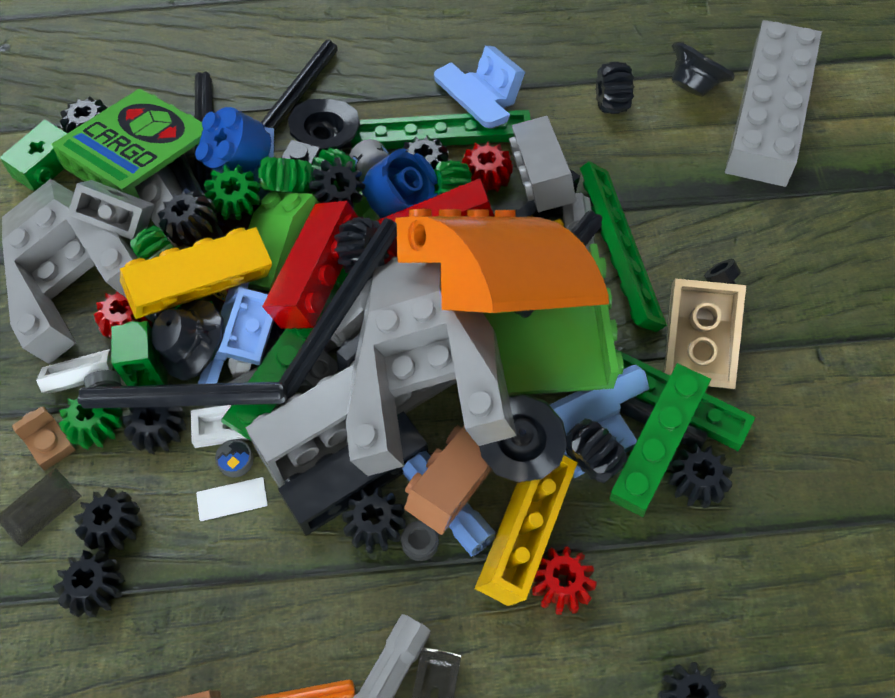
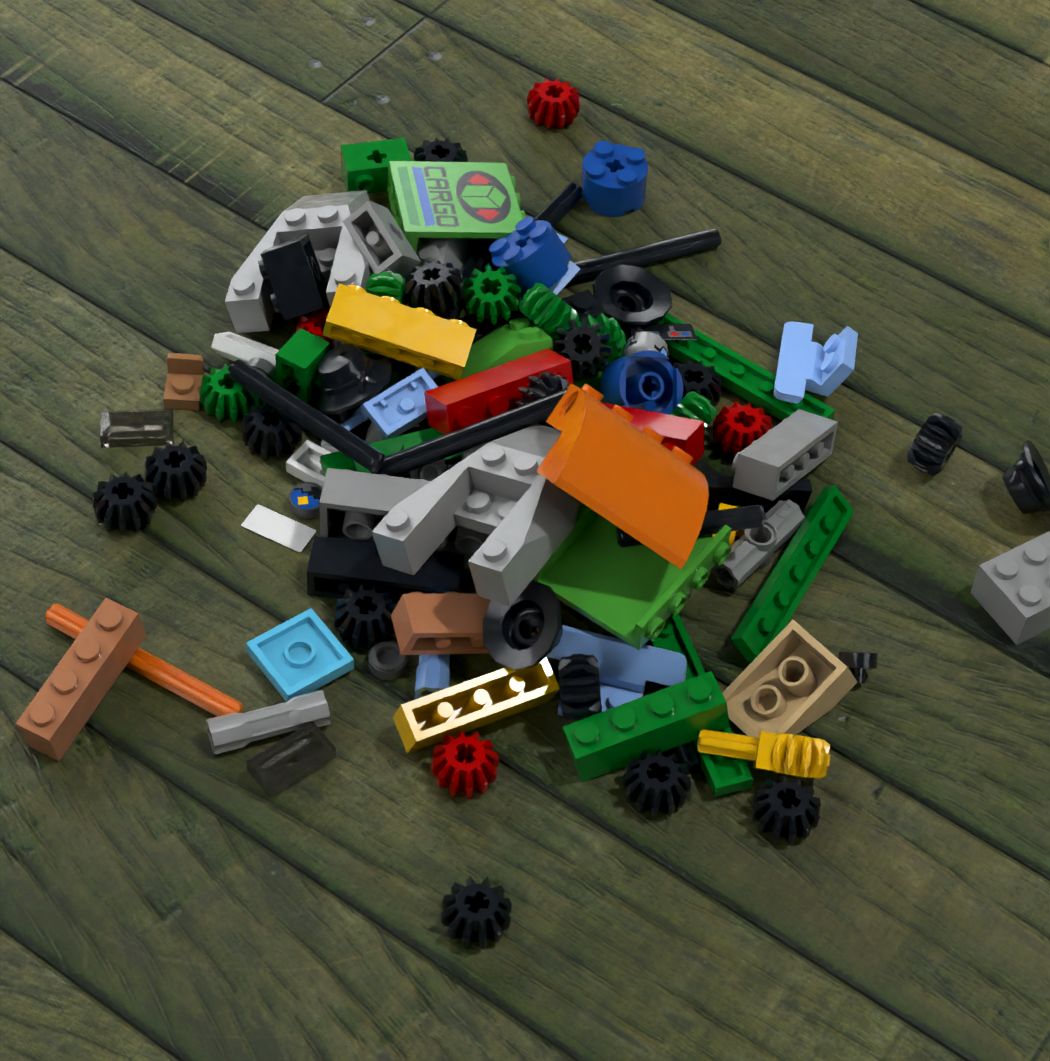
camera: 35 degrees right, 10 degrees down
(63, 286) = (294, 277): none -> black slope
(128, 25) = (553, 103): none -> red gear
(225, 49) = (614, 179): none -> blue brick
(354, 597) = (300, 655): none -> medium azure plate
(372, 131) = (667, 331): none -> black sticker
(752, 386) = (771, 751): none -> yellow gear
(795, 421) = (786, 809): none -> black gear

